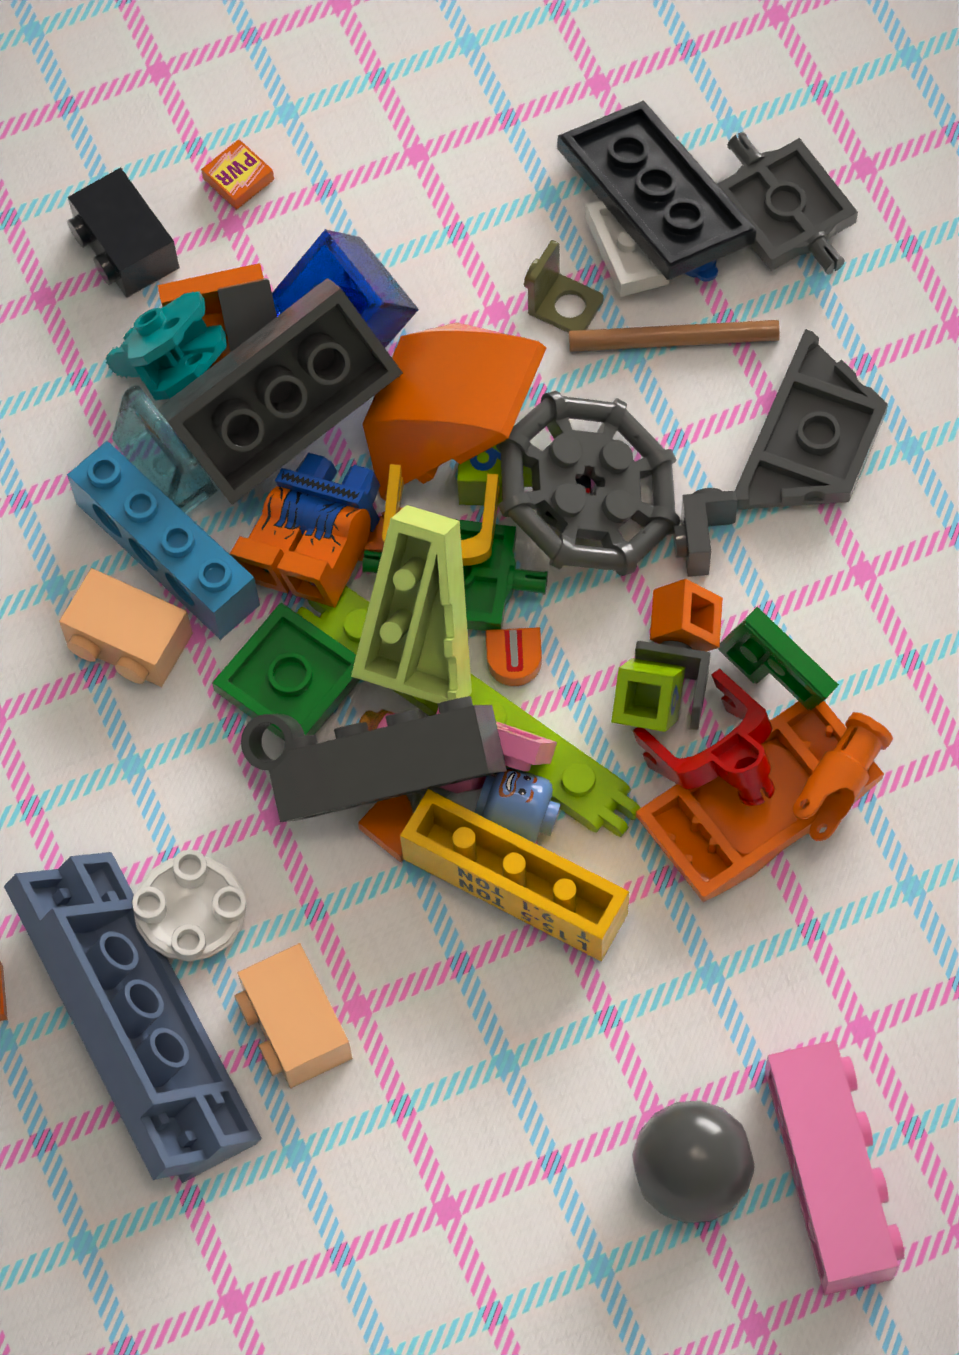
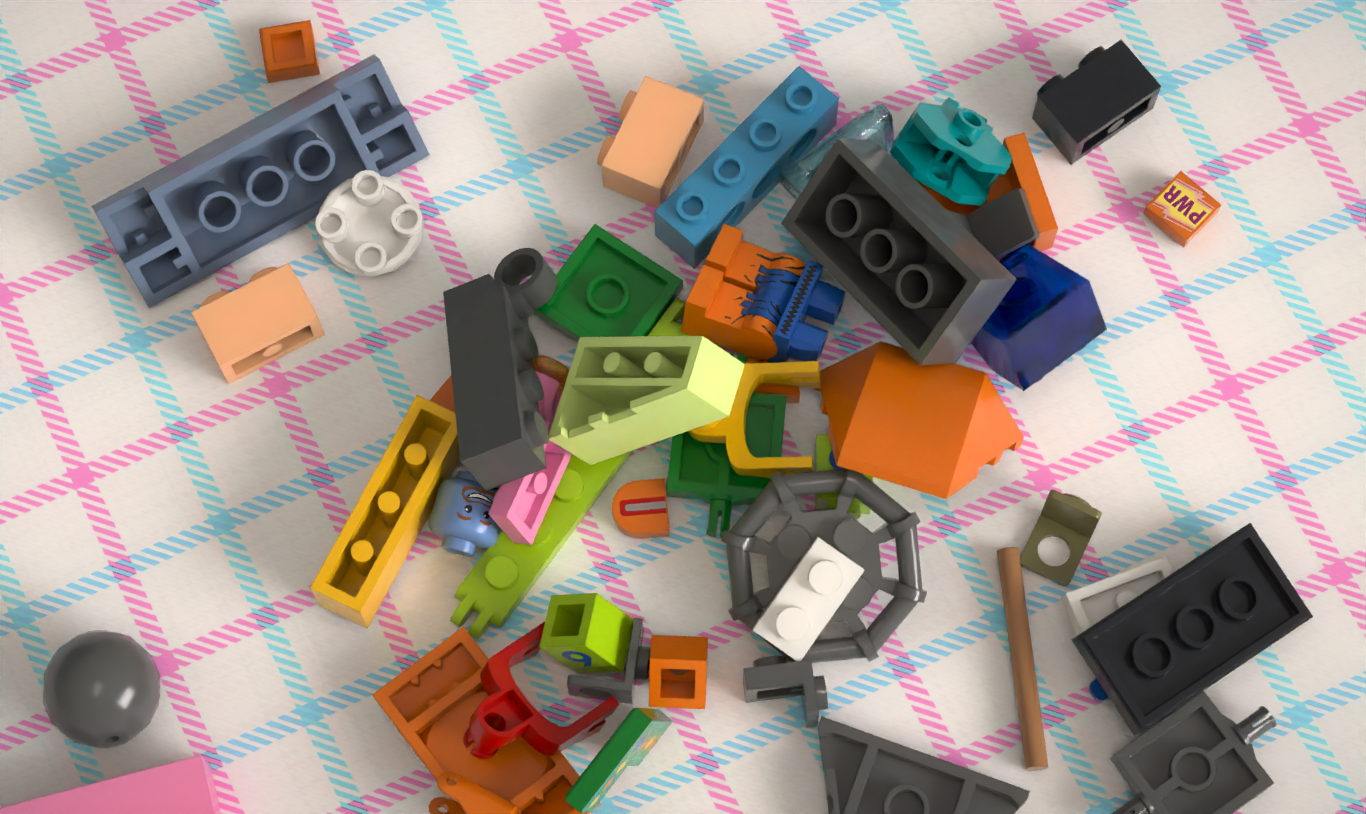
camera: 85 degrees right, 5 degrees up
(624, 492) = (808, 599): none -> white plate

